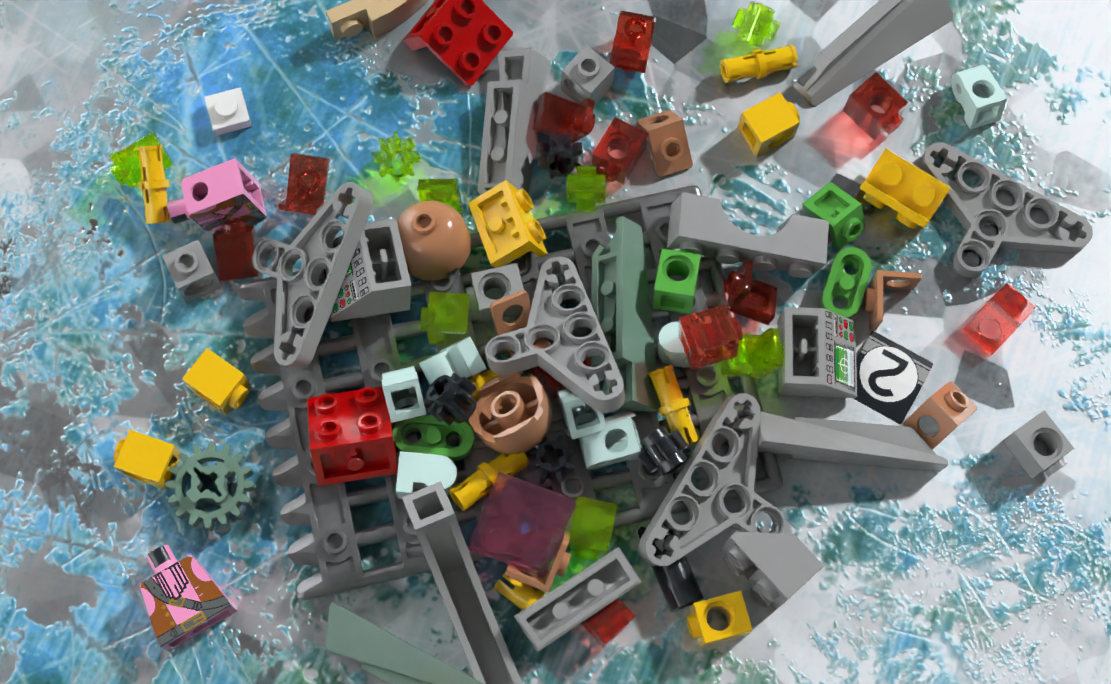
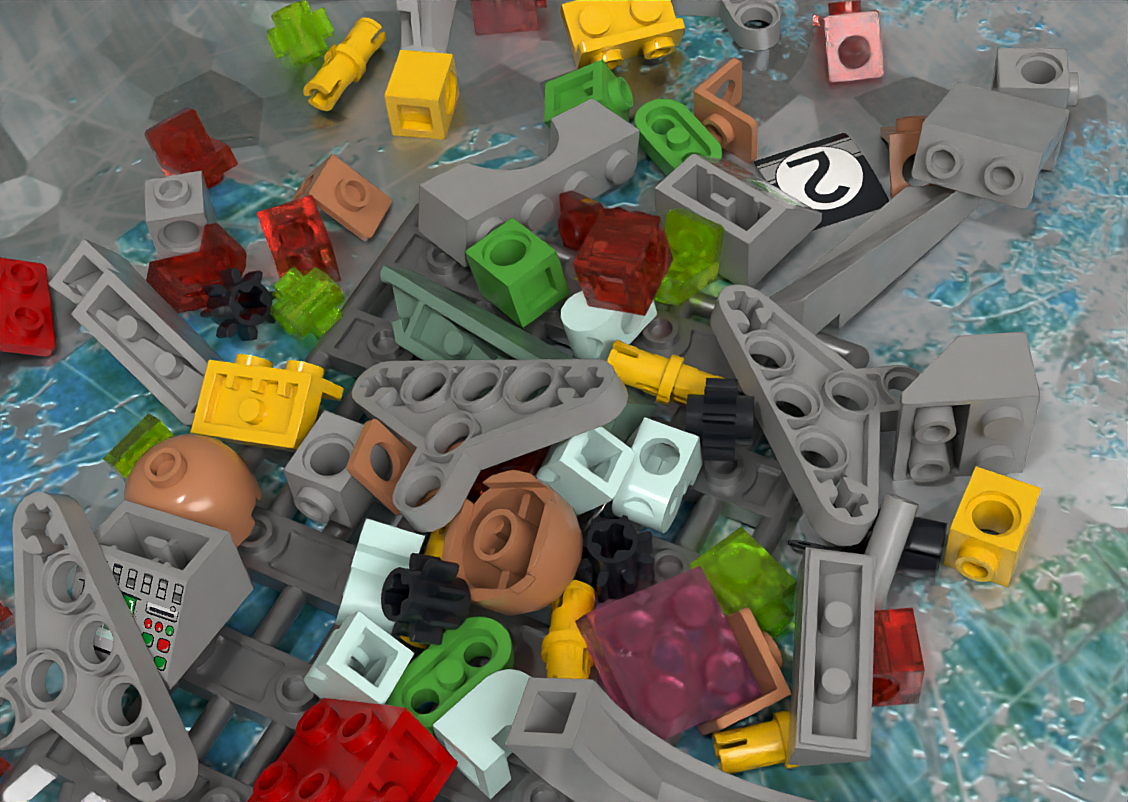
camera: 40 degrees left, 20 degrees down
(386, 156) = (34, 464): clear neon green gear -> none
(445, 315) = (299, 541): clear neon green bracket -> none
(659, 580) = (889, 541): none -> light grey piece
(967, 454) = (989, 144): none -> light grey panel

